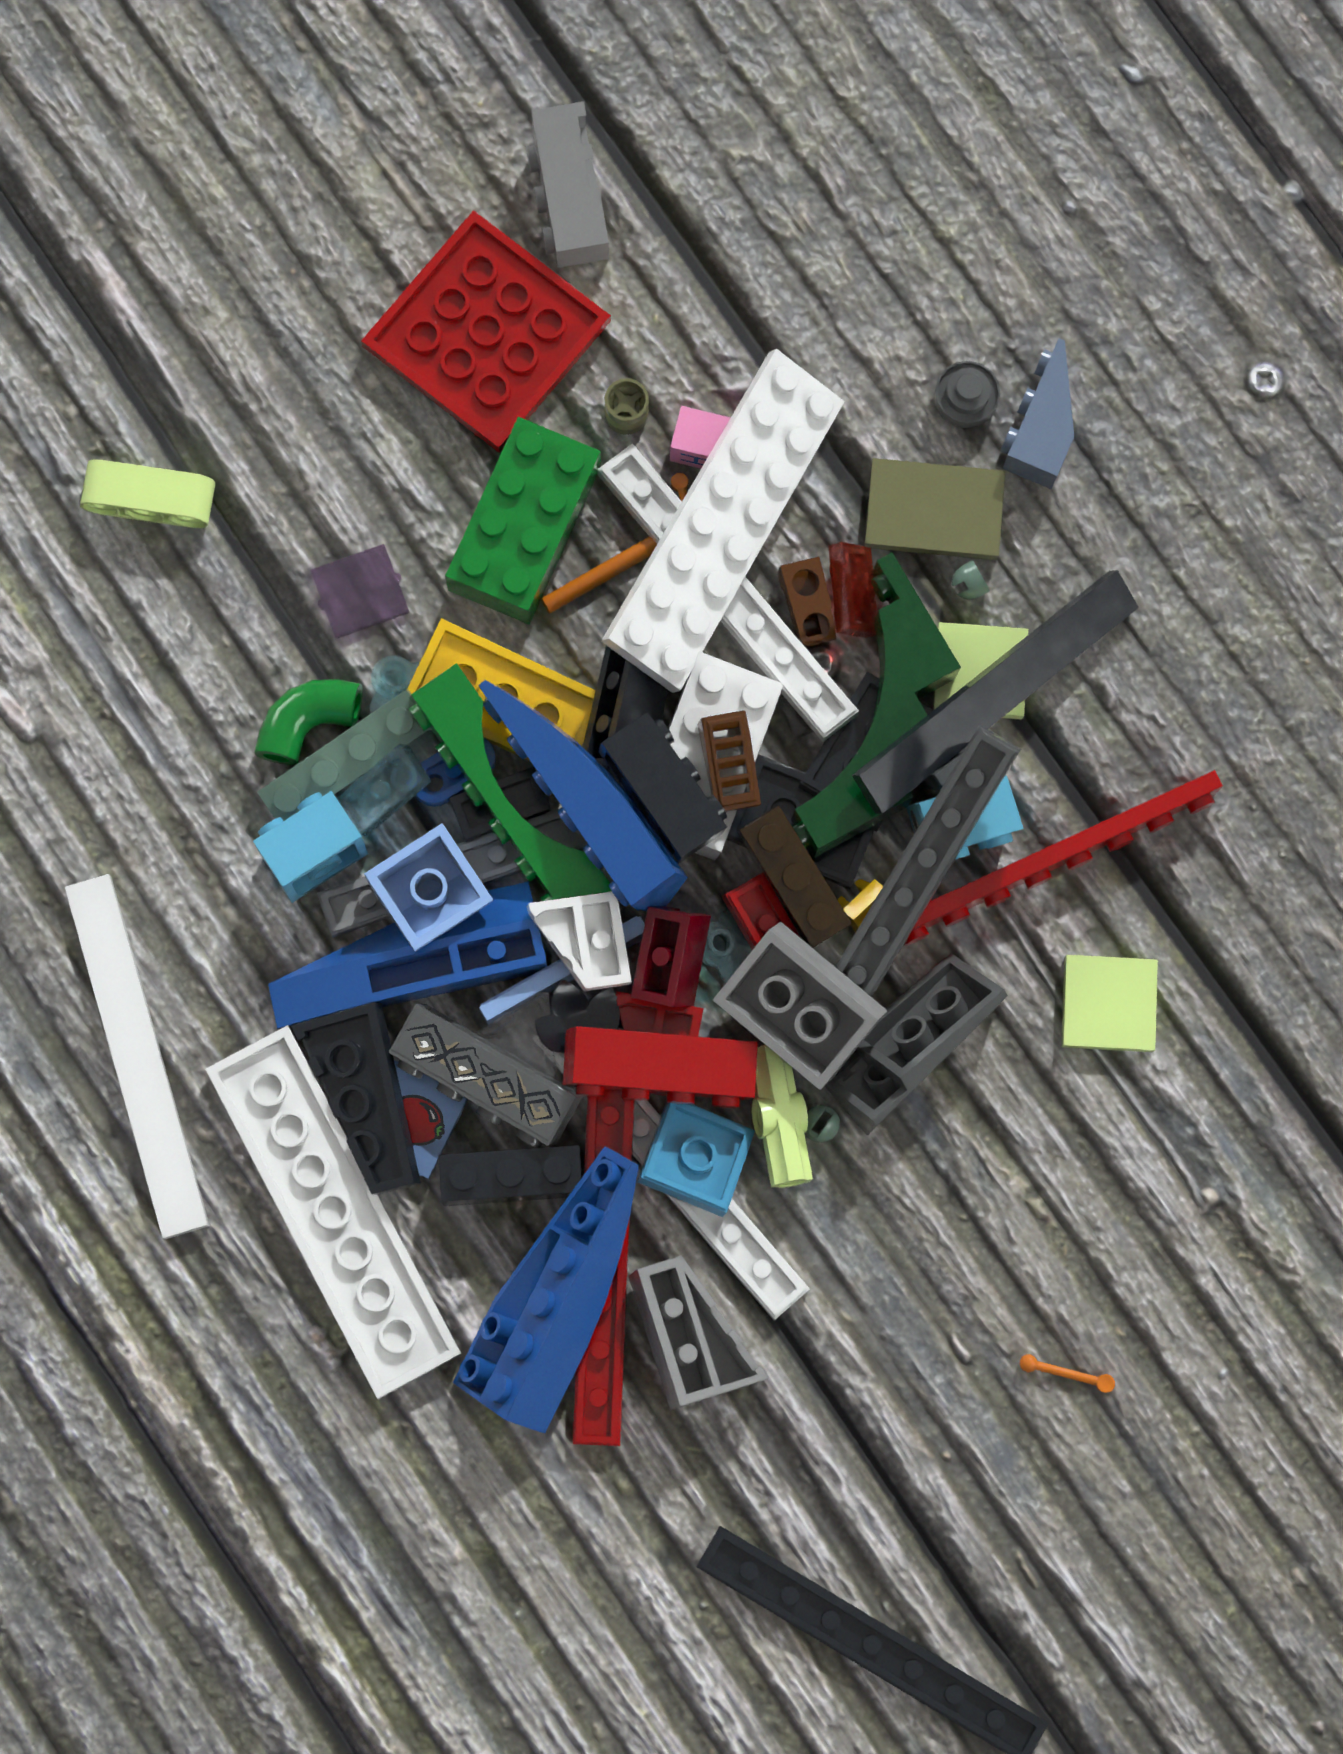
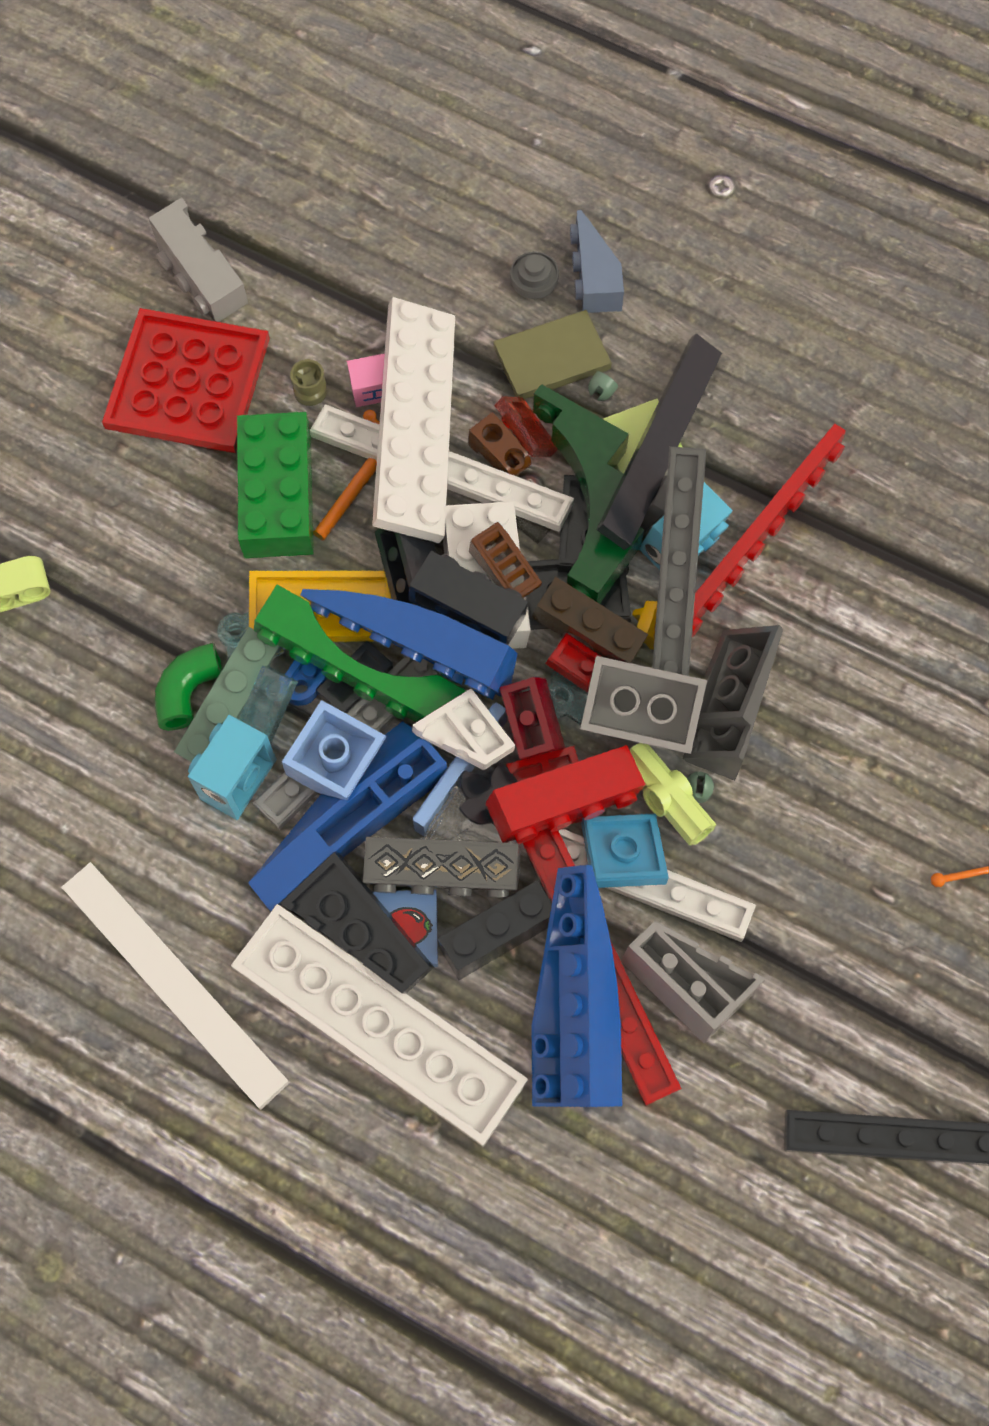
camera: 20 degrees left, 10 degrees down
(359, 591) = (181, 586): clear purple piece -> none
(1109, 1003) = (850, 610): yellowish green tile -> none

